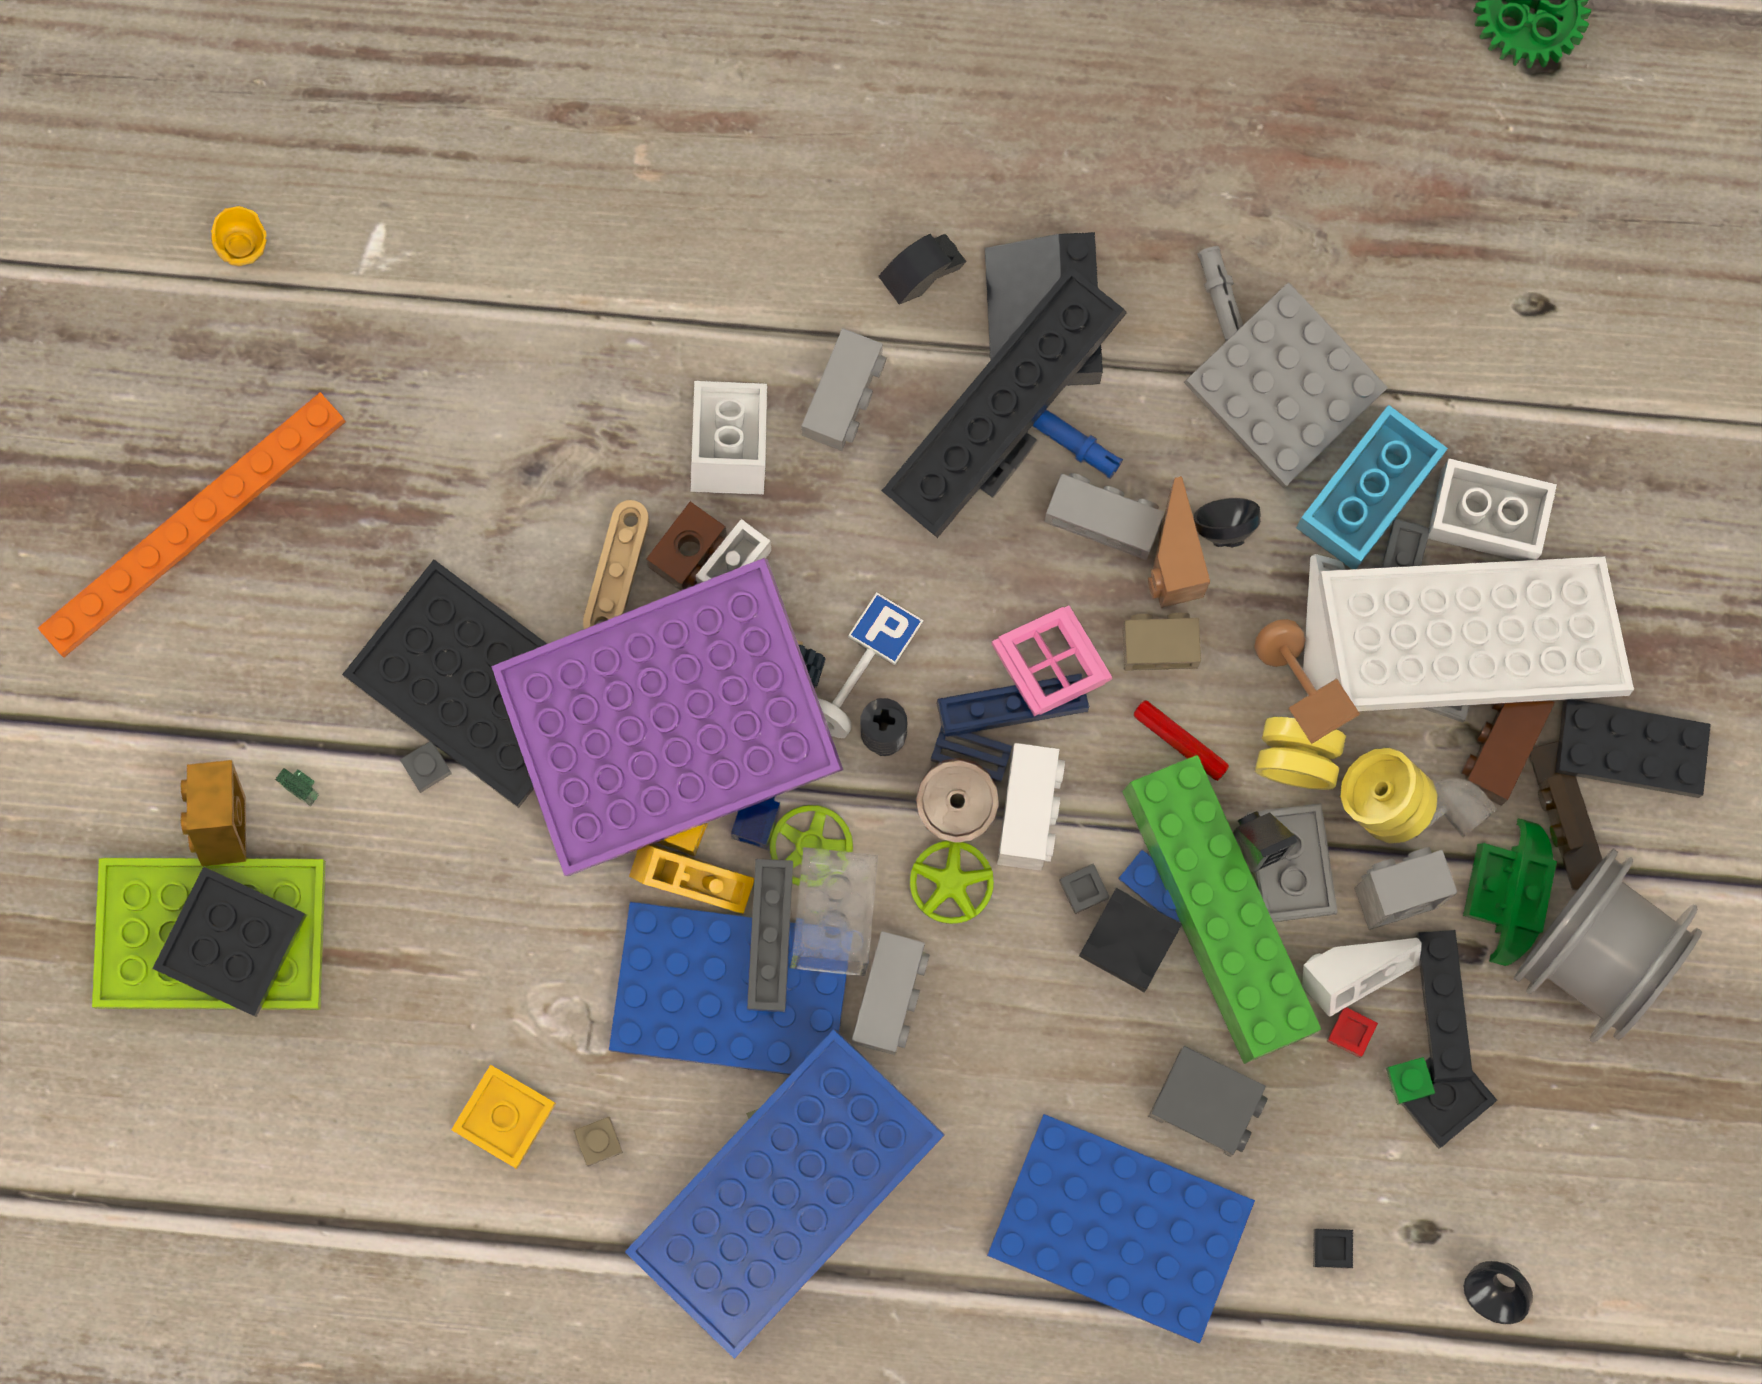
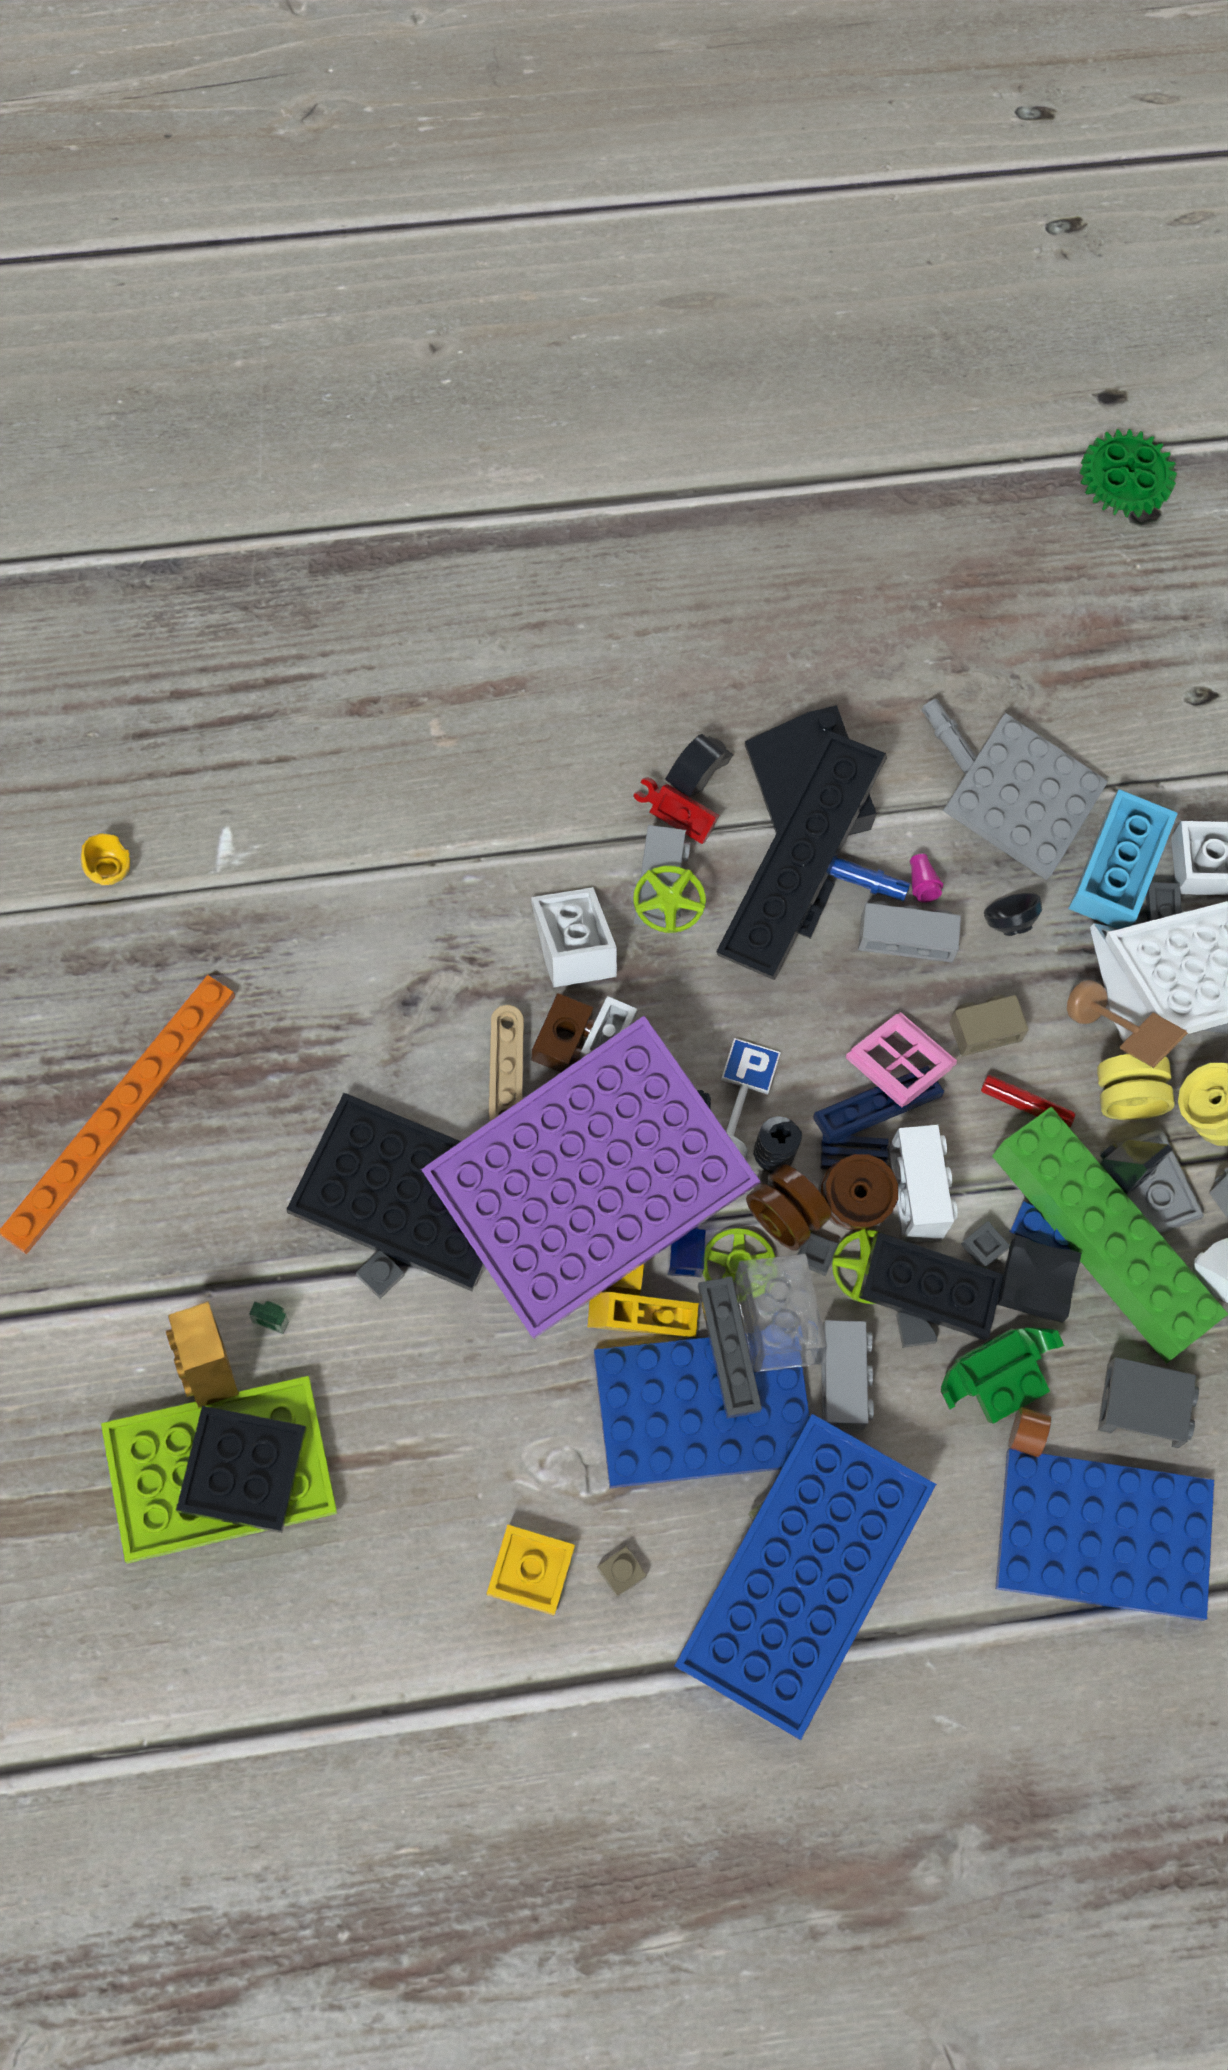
camera: 20 degrees left, 10 degrees down
(840, 421) = (669, 898): none -> lime wheel
(873, 800) = (789, 1207): none -> reddish brown wheel
(884, 315) = (678, 810): none -> red plate
(898, 853) = (818, 1253): none -> dark grey tile
(980, 963) = (914, 1331): none -> dark grey tile
(1009, 920) = (931, 1286): none -> black plate
(1059, 1030) = (1002, 1372): none -> green plate
(1069, 1102) = (1029, 1432): none -> dark orange piece
(1140, 459) = (925, 881): none -> dark pink cone
(1179, 563) = (985, 949): medium nougat slope -> none

